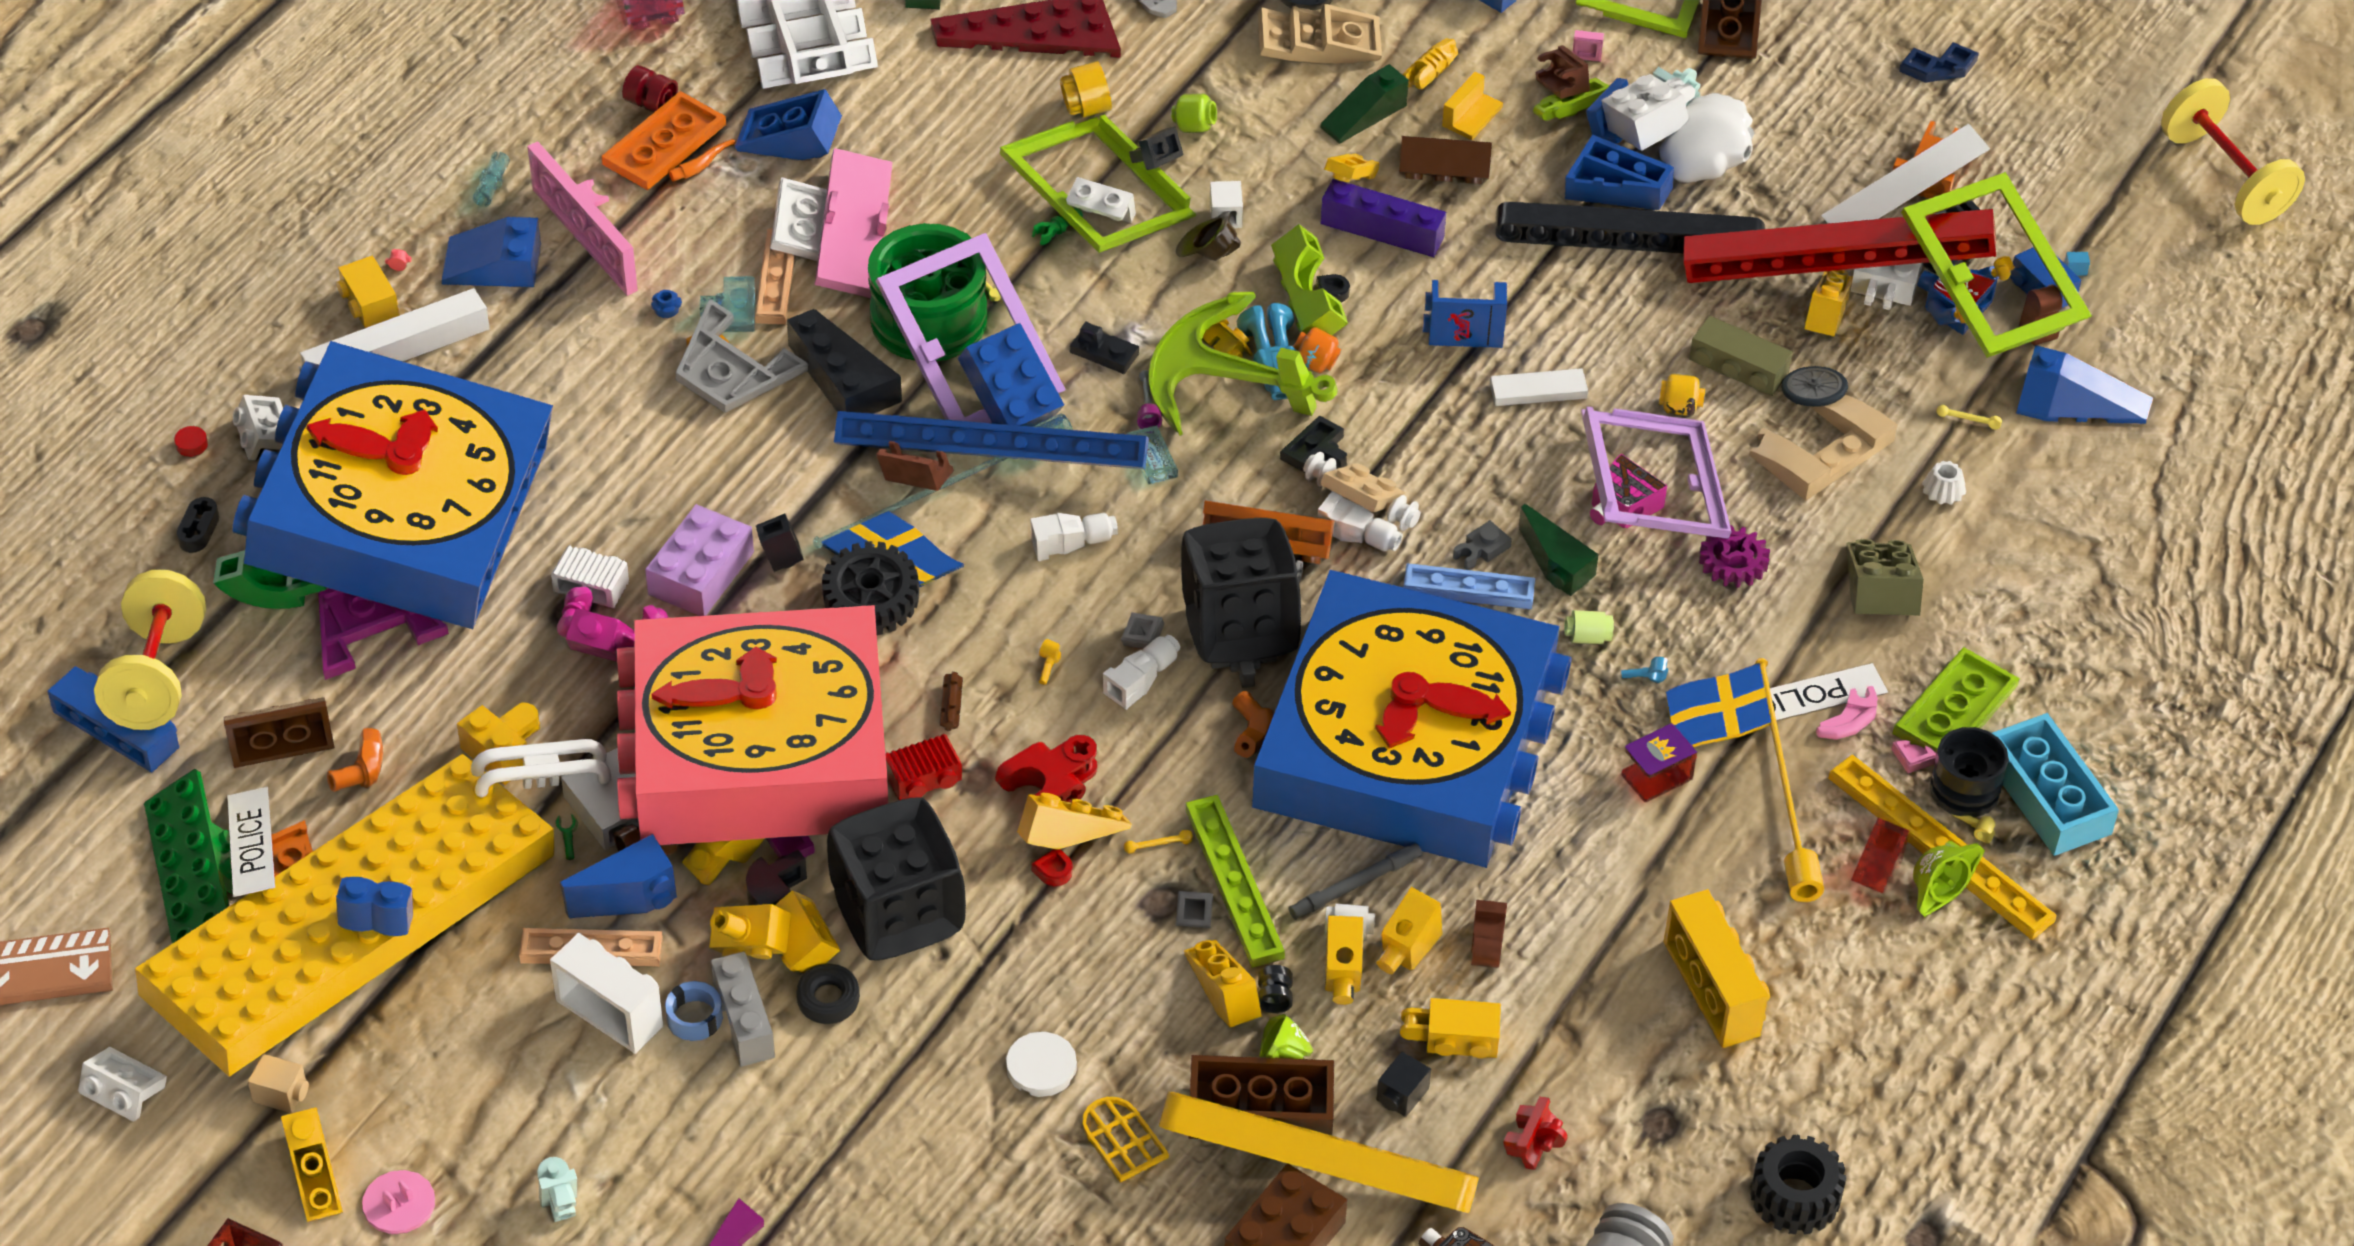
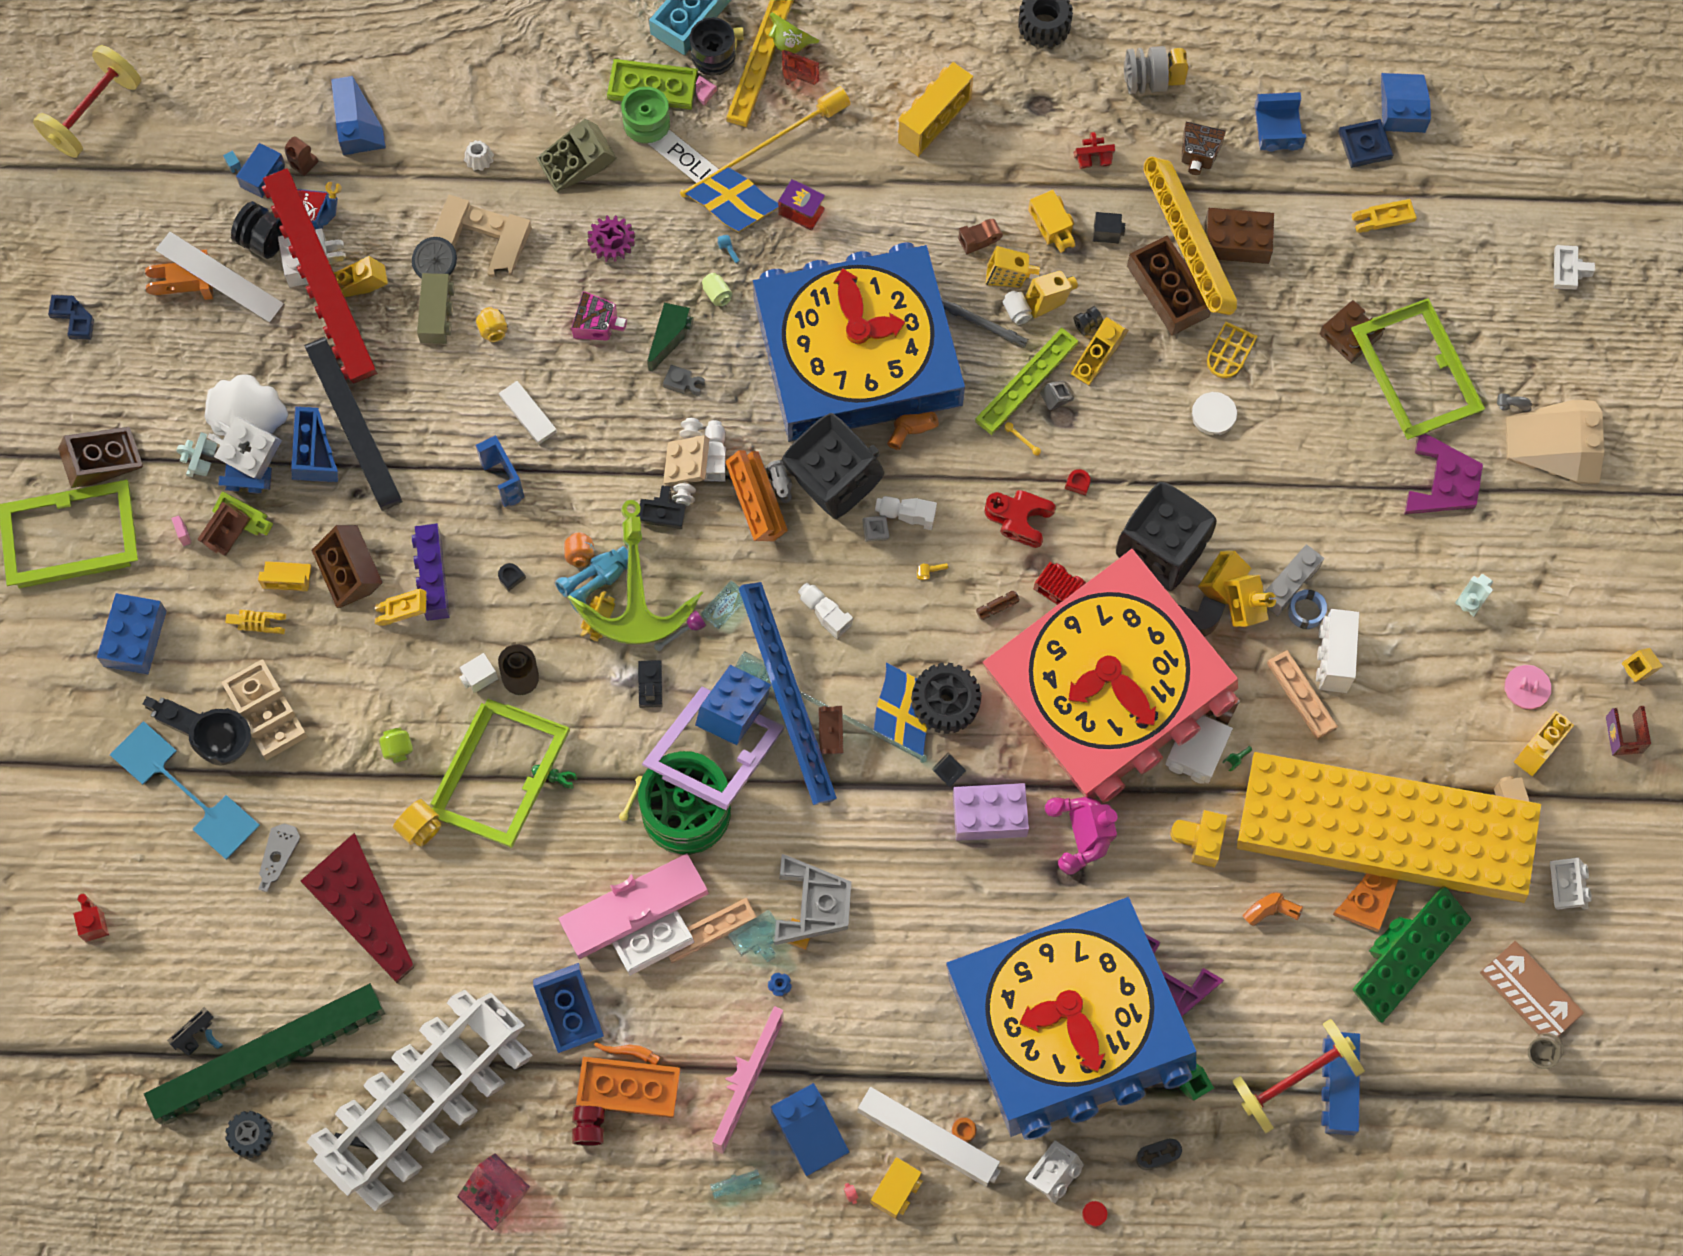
camera: 120 degrees left, 20 degrees up
(250, 842) = (1381, 917): white sticker -> none
(279, 732) = (1285, 972): reddish brown slope -> none
(374, 906) = (1395, 782): blue brick -> none
(539, 763) = (1226, 777): white piece -> none
(601, 574) = (1043, 871): white brick -> none
(622, 884) = (1265, 690): blue slope -> none
(828, 975) = (1253, 536): black tyre -> none
(841, 366) = (775, 826): black wedge -> none
(1063, 824) = (1049, 482): yellow slope -> none
(1102, 200) = (524, 751): white bracket -> none
(1158, 149) = (459, 741): black hinge -> none
(1284, 1040) = (1127, 295): lime hat -> none
(1298, 259) = (547, 564): lime arch -> none
(1367, 104) = (322, 640): dark green slope -> none
(1471, 585) = (720, 372): light blue tile -> none
(1704, 482) = (559, 279): lavender door -> none
(1855, 717) = (694, 129): bright pink piece -> none
(1901, 660) = (645, 114): none -> bright green wheel
(1955, 276) = (327, 185): lime door -> none
(1993, 422) = (411, 184): light yellow hinge -> none

